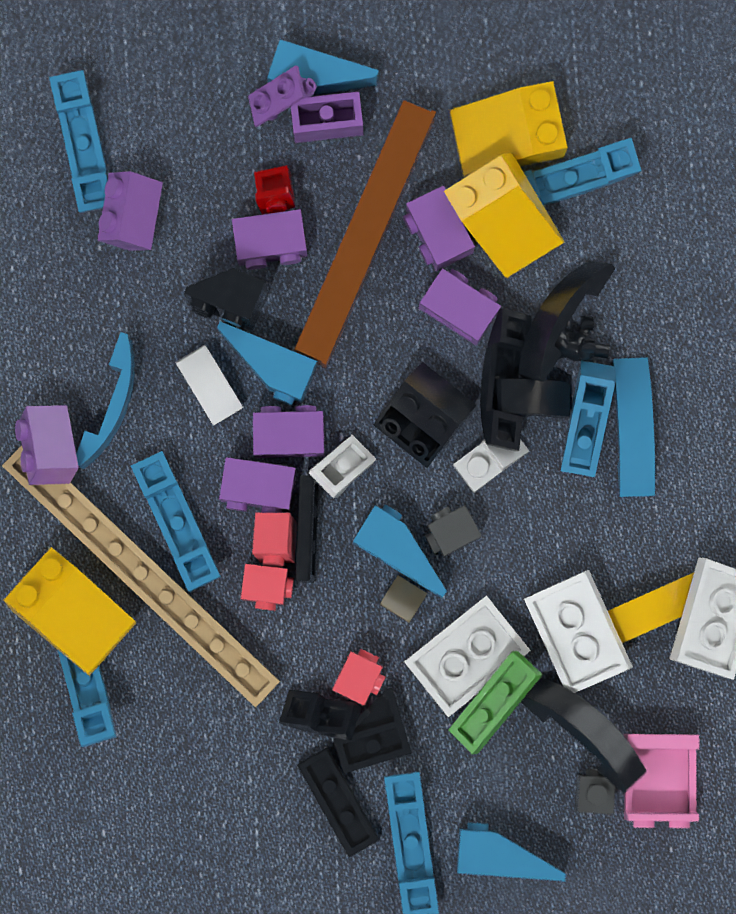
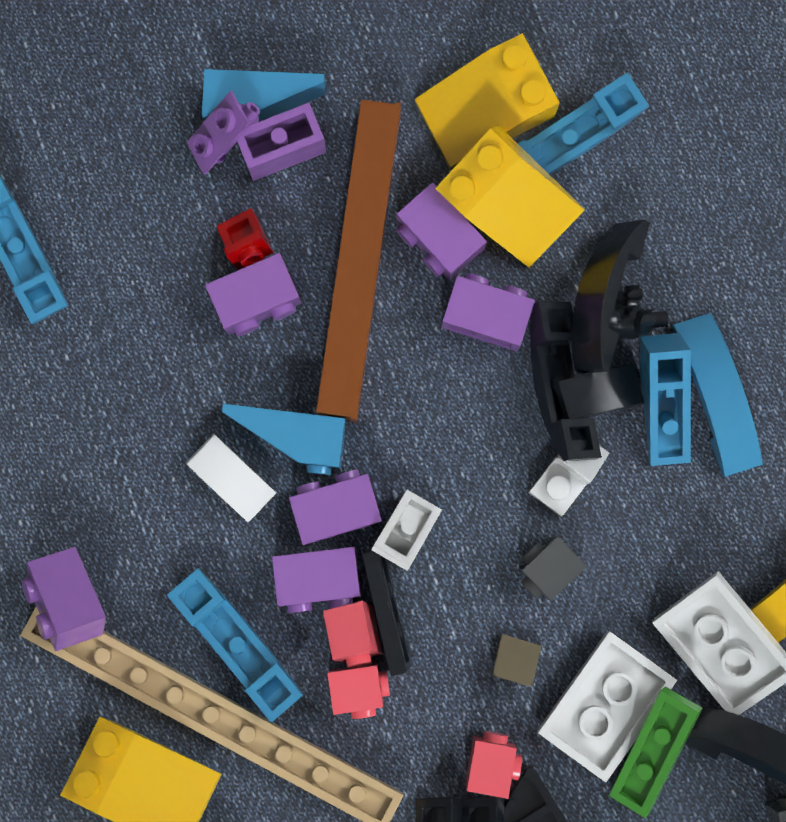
camera: 15 degrees left, 0 degrees up
(92, 444) = (126, 477): dark azure slope -> none
(129, 211) = (87, 306): medium lavender brick -> none
(229, 295) = (228, 372): black slope -> none
(393, 544) = (490, 602): dark azure slope -> none
(424, 414) = (483, 445): black slope -> none

